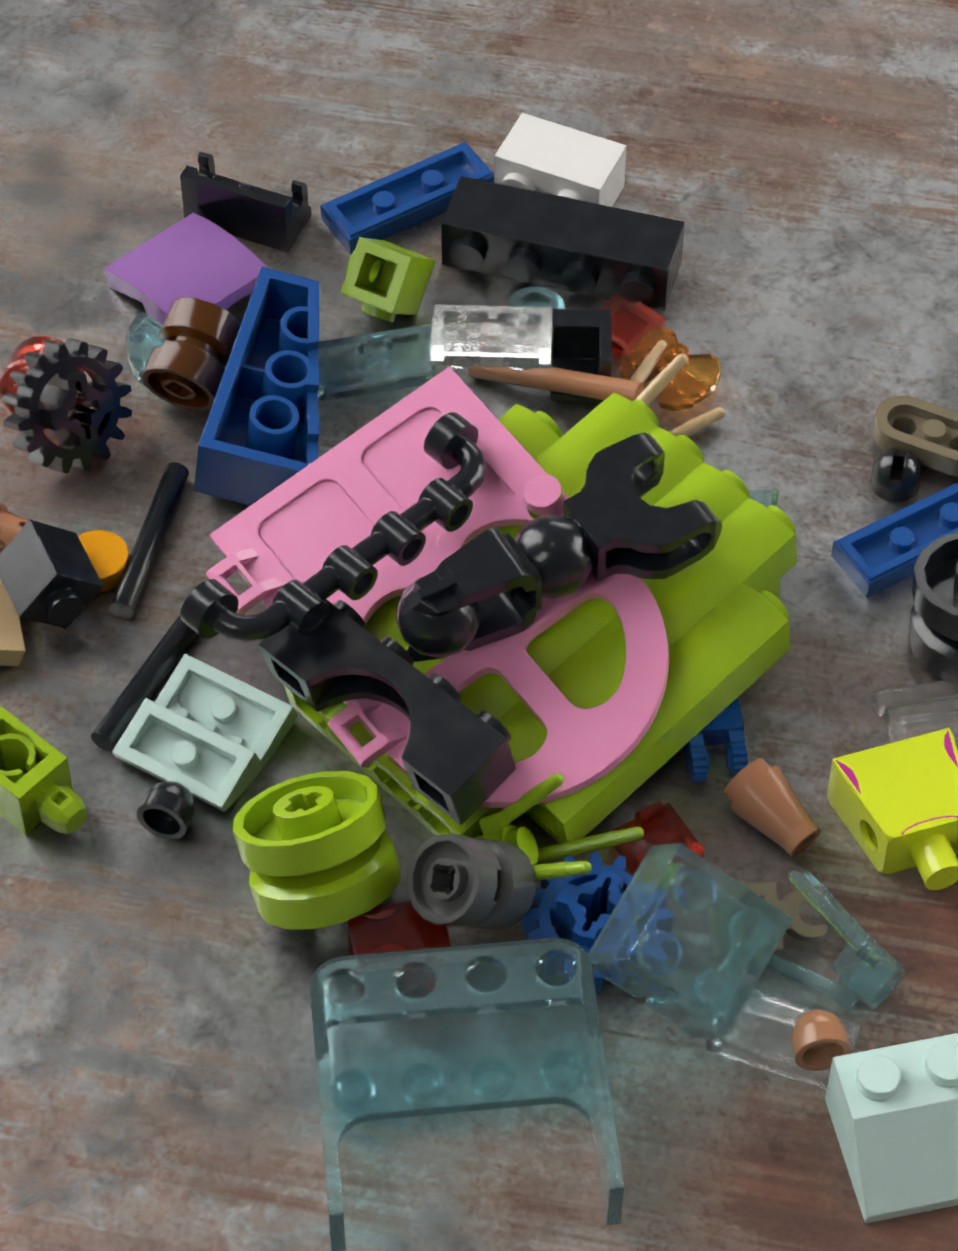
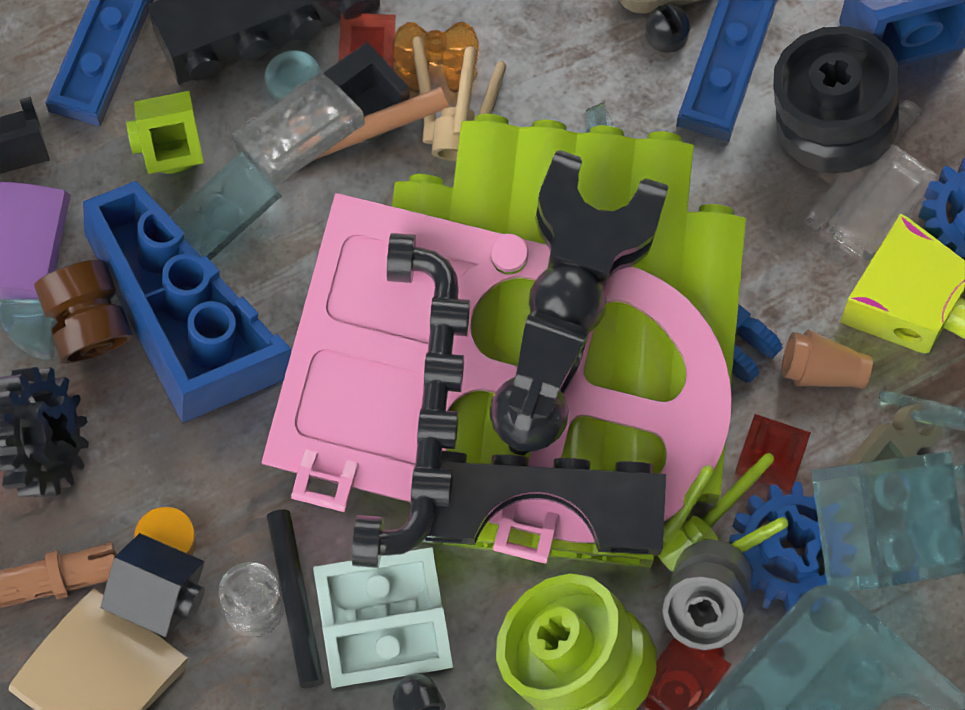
camera: 40 degrees left, 15 degrees up
(112, 641) = (251, 613): none -> clear wheel
(149, 541) = (186, 490): black bar -> none

